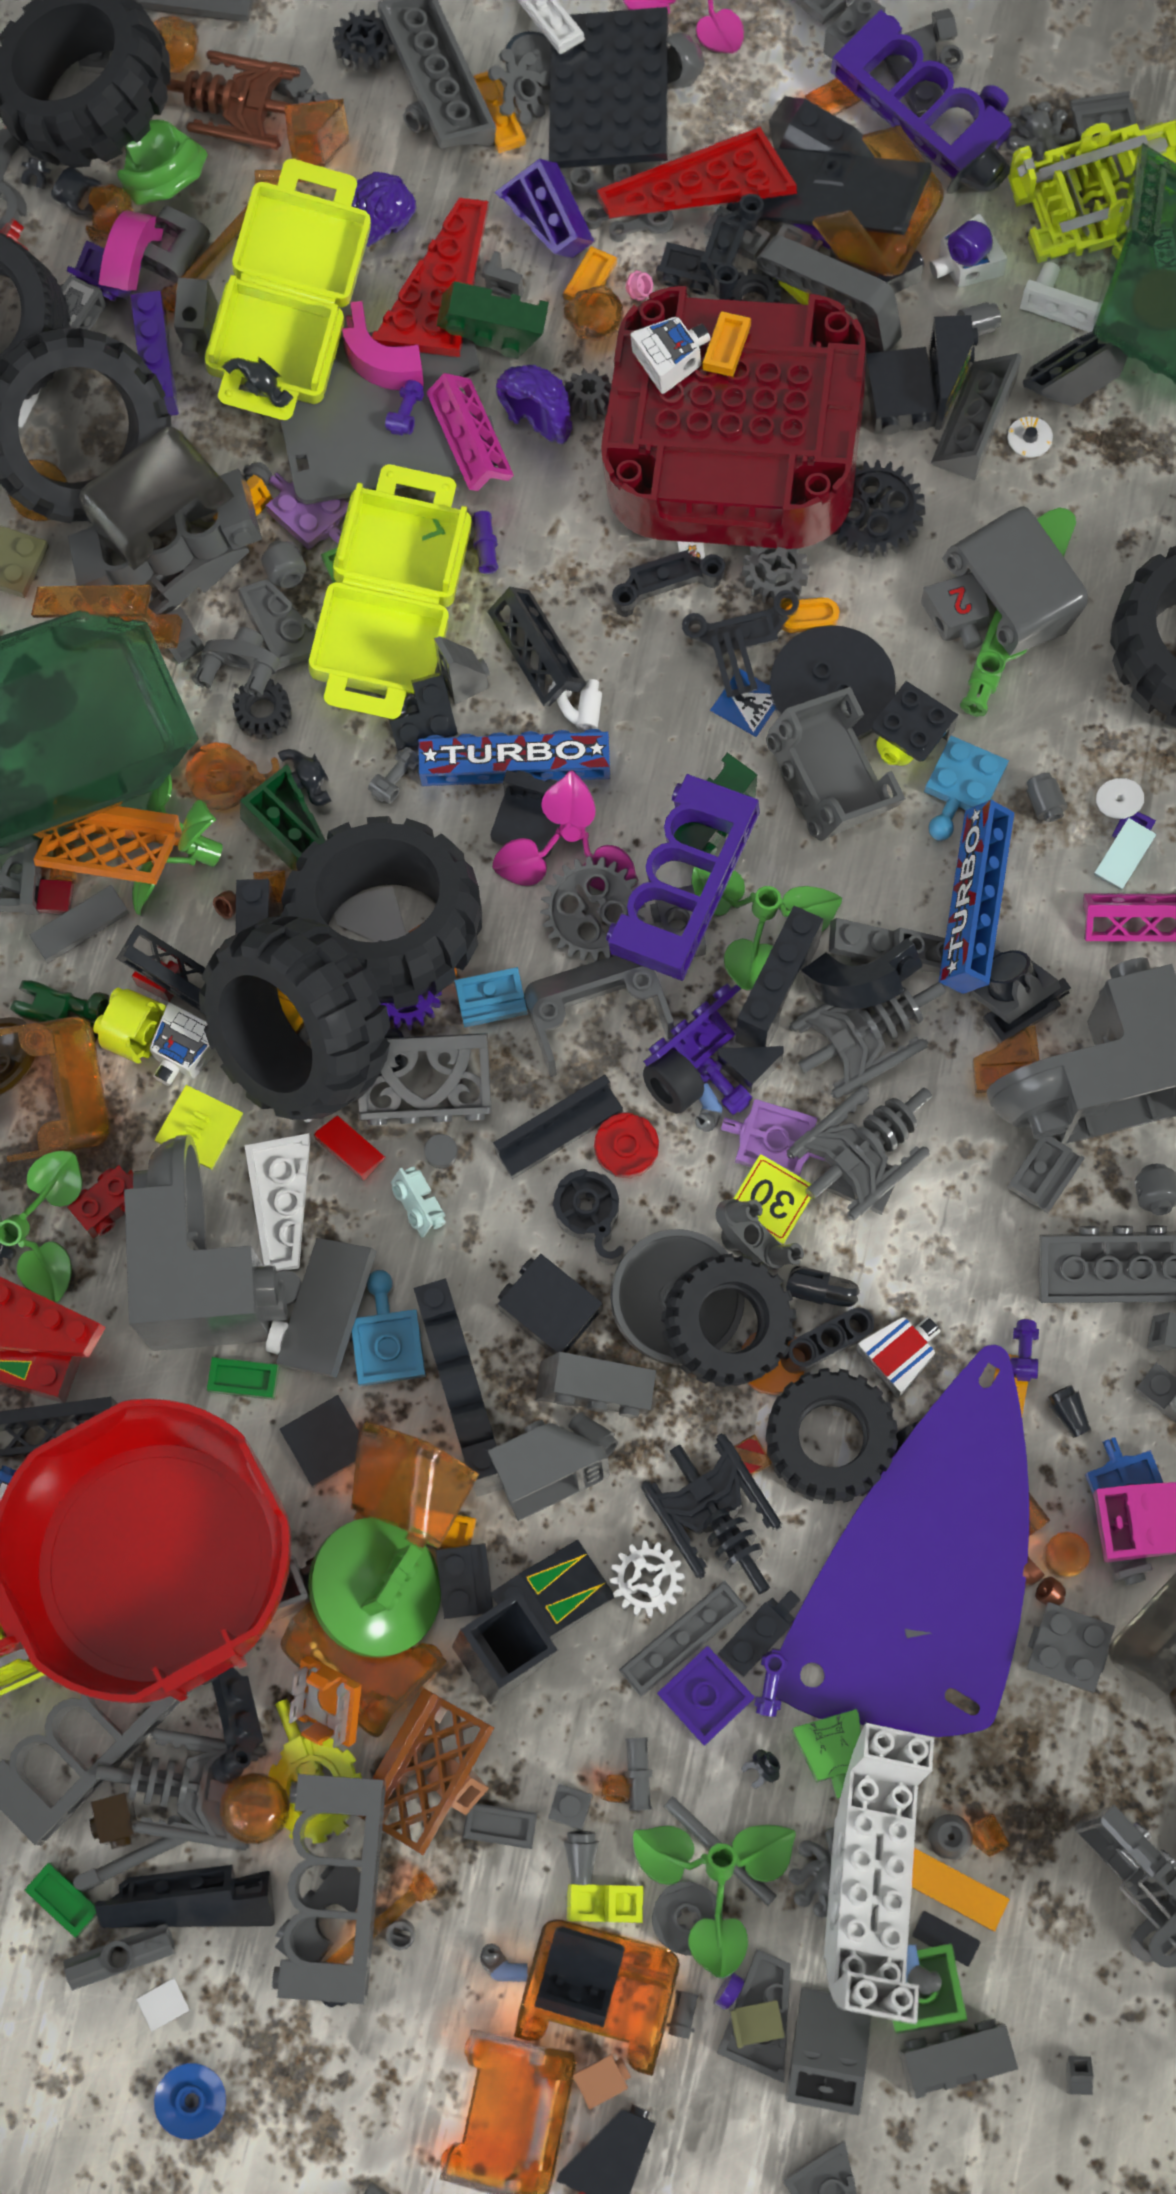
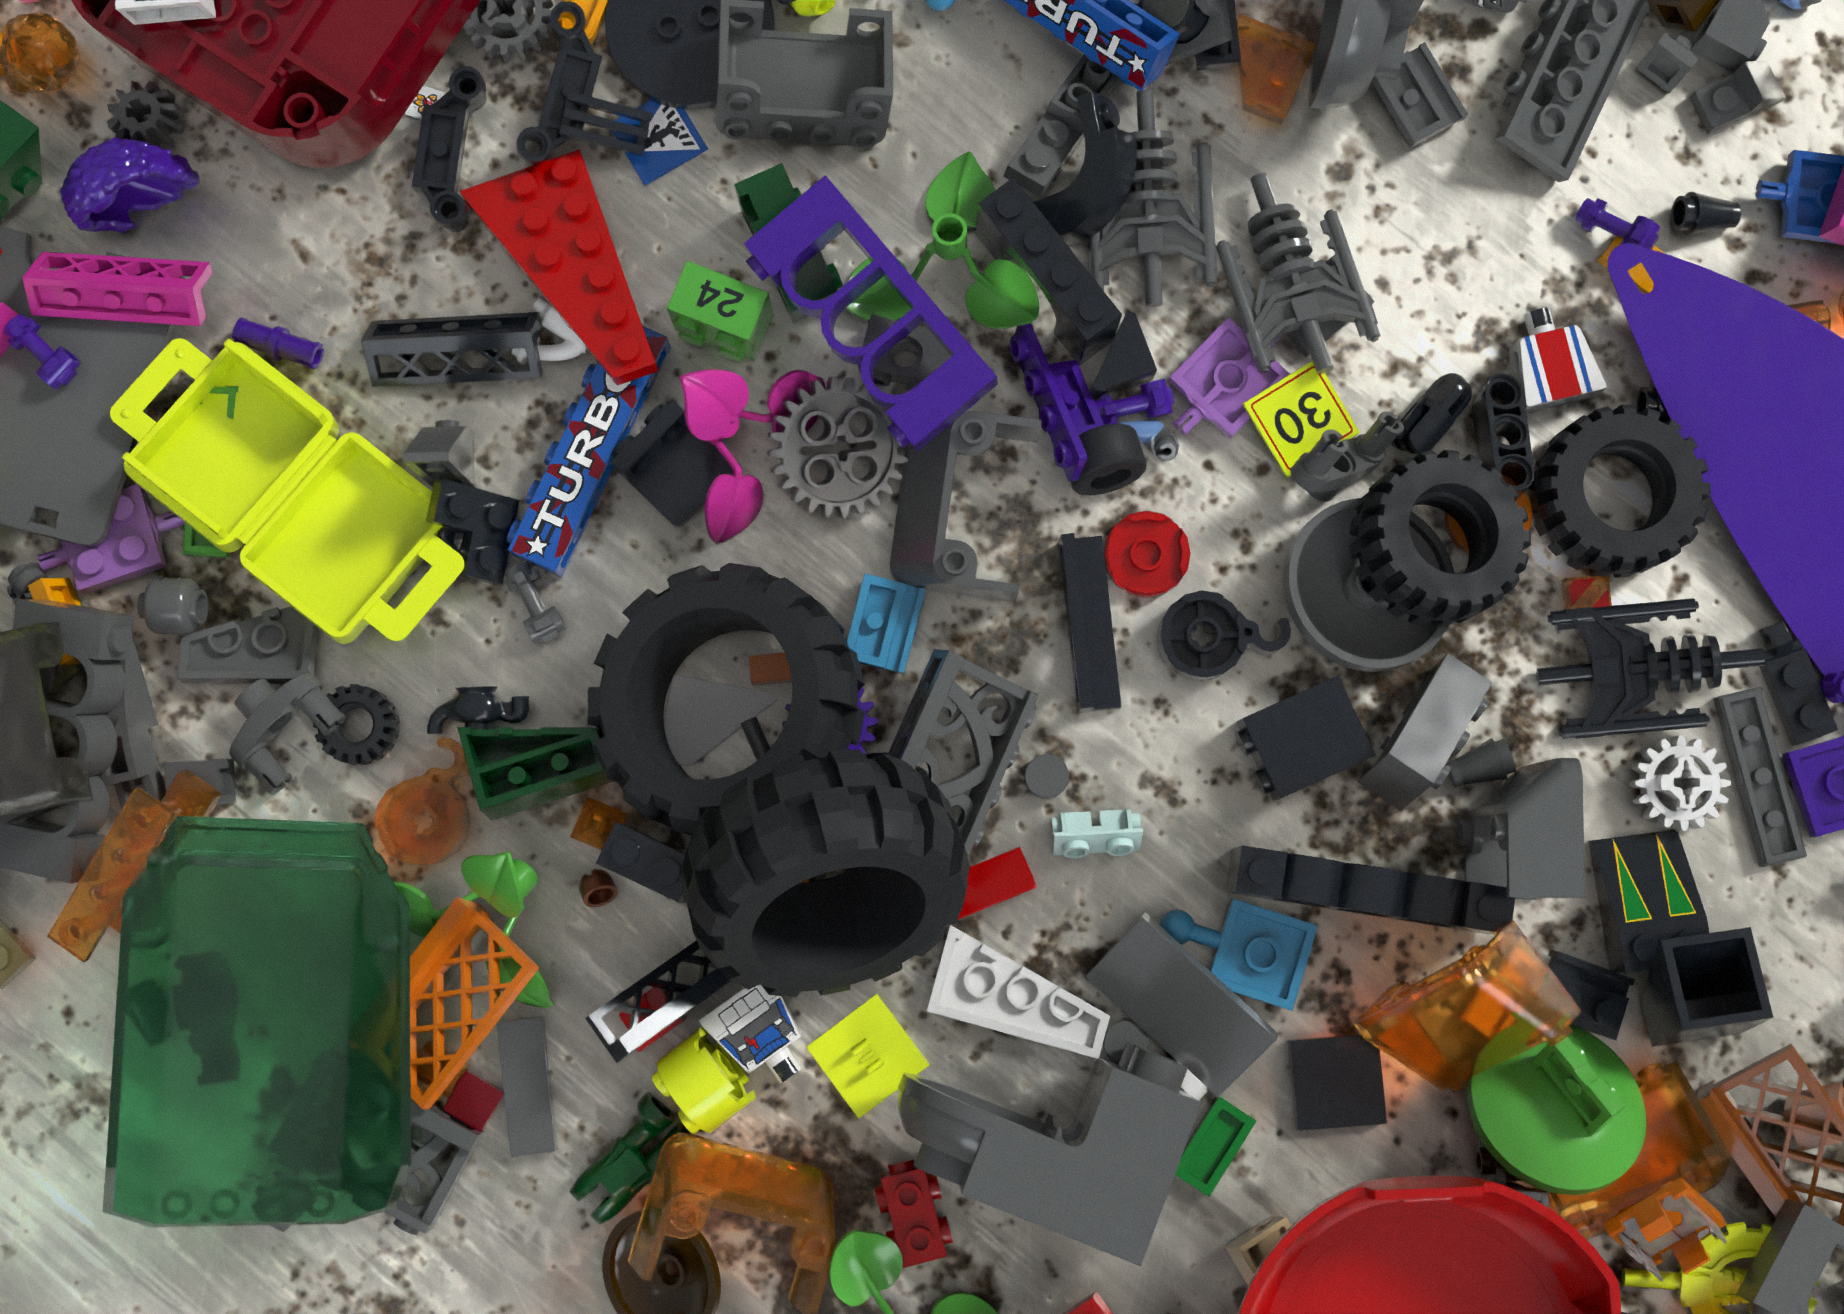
camera: 70 degrees left, 10 degrees up
(639, 676) = (564, 247): none -> red wing
(641, 791) = (720, 312): none -> bright green brick

